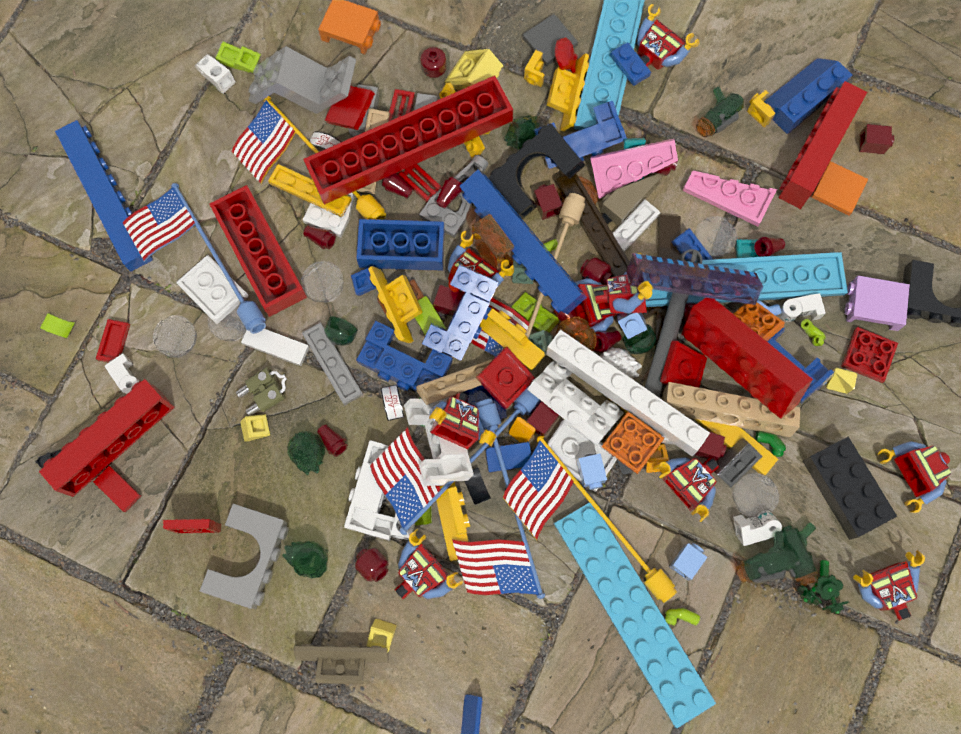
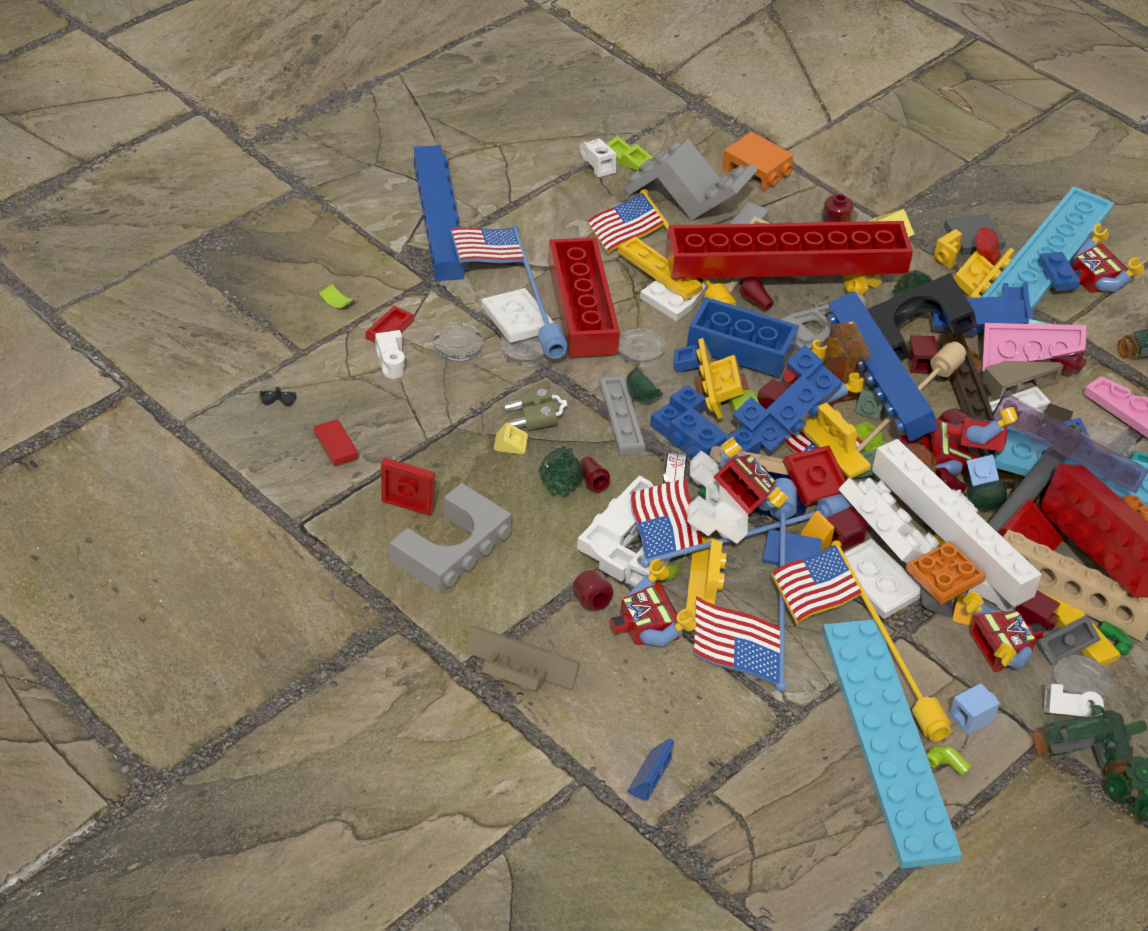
camera: 15 degrees right, 30 degrees down
(106, 439) = (351, 389): red brick -> none
(277, 346) = (565, 381): white tile -> none
(307, 558) = (521, 557): clear green hair -> none
(322, 237) = (656, 310): dark red cone -> none
(352, 109) = (734, 210): red tile -> none
(381, 634) = (586, 660): light yellow slope -> none
(423, 174) = (787, 299): red tile -> none
(448, 192) = (814, 309): dark red cone -> none
(477, 488) = (742, 564): black sticker -> none
(592, 471) = (887, 584): light blue brick -> none

